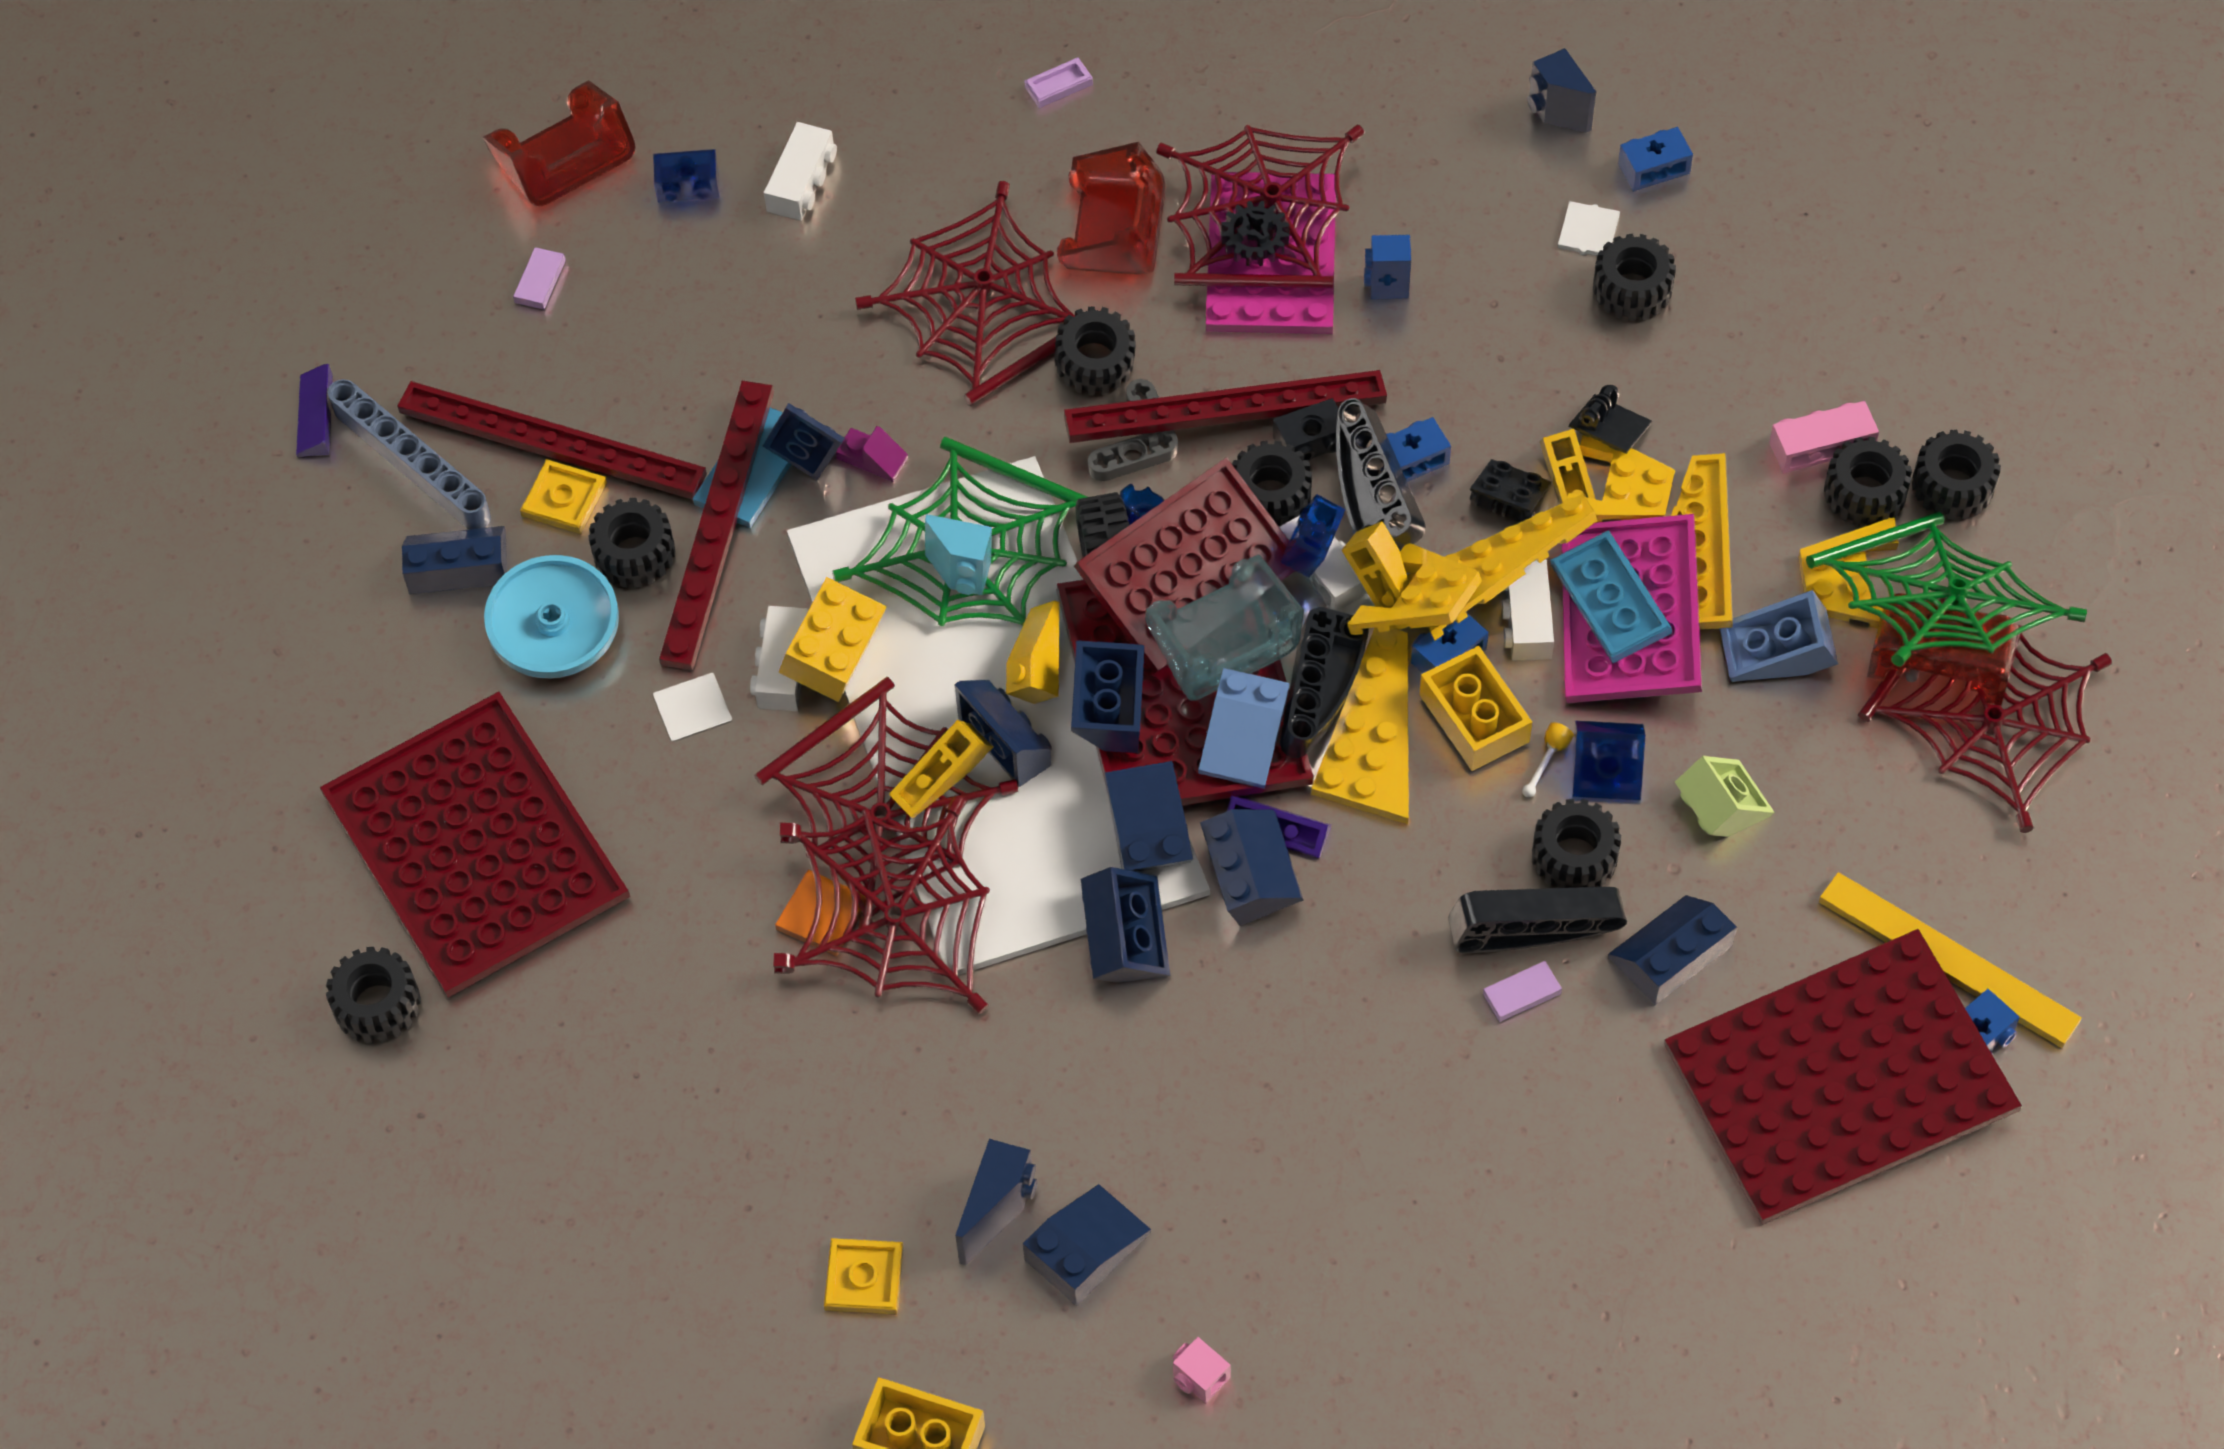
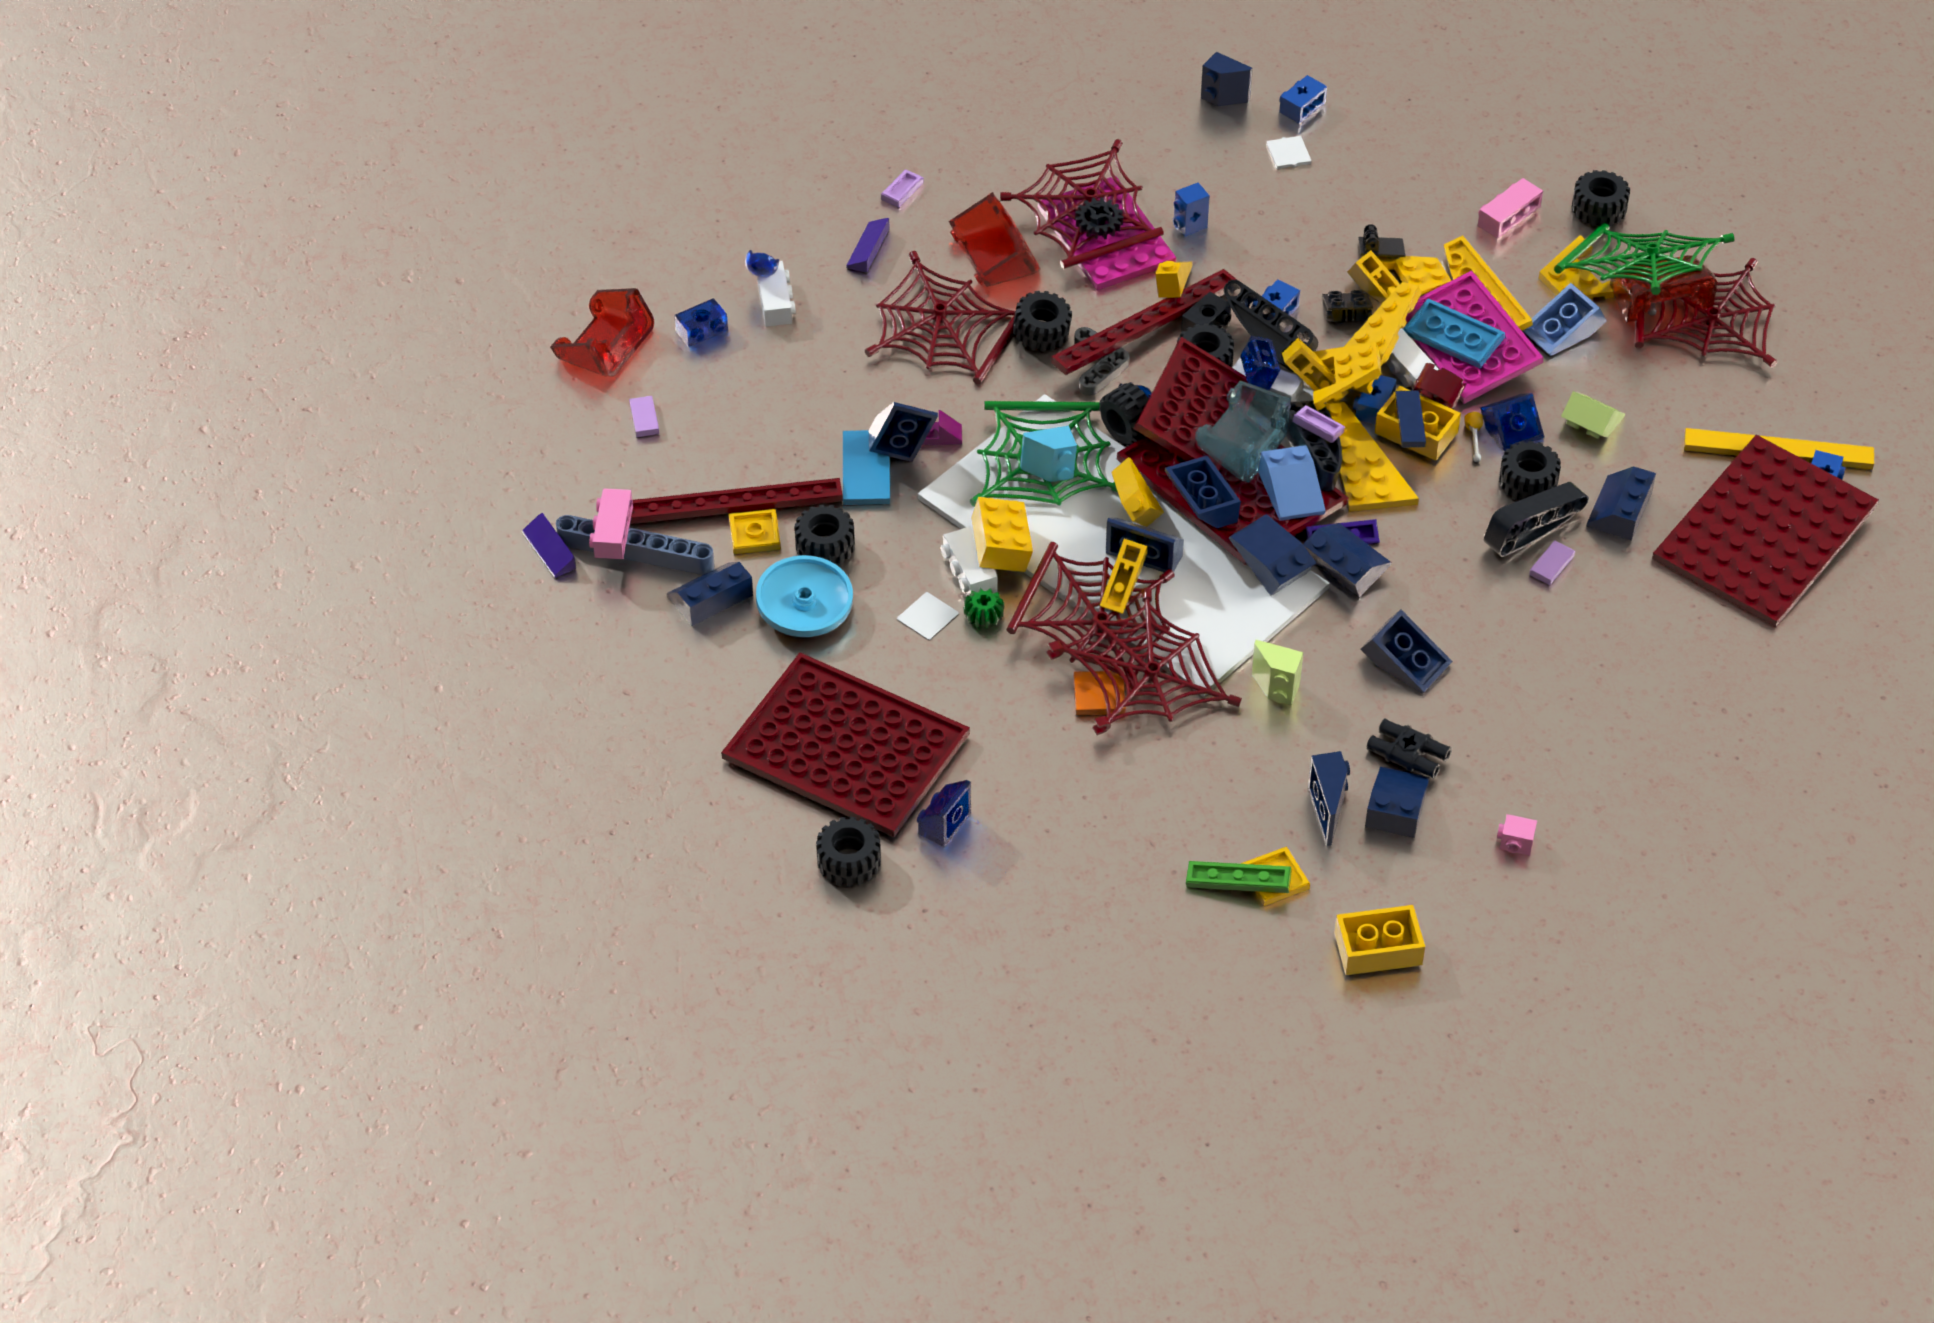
camera: 30 degrees left, 10 degrees down
(384, 418) = (612, 523): none -> bright pink brick
(520, 998) = (946, 812): none -> clear blue slope
(716, 526) = (871, 508): dark red plate -> none
(757, 729) = (983, 608): none -> green gear
(793, 127) = (761, 264): none -> clear blue hair
(812, 1257) = (1238, 876): none -> bright green tile
(963, 149) = (869, 245): none -> dark purple slope
(1050, 993) = (1277, 671): none -> yellowish green slope
(1124, 926) = (1295, 619): dark blue slope -> none
(1137, 1188) = (1409, 748): none -> black pin
(1238, 1039) = (1406, 652): none -> dark blue slope
(1300, 354) = (1172, 278): none -> yellow slope
(1333, 657) = (1318, 424): none -> lavender tile
(1455, 703) = (1410, 419): none -> dark blue tile
(1532, 670) = (1439, 385): none -> dark red brick
(1638, 257) = (1339, 164): black tyre -> none
(1869, 460) = (1553, 220): black tyre -> none

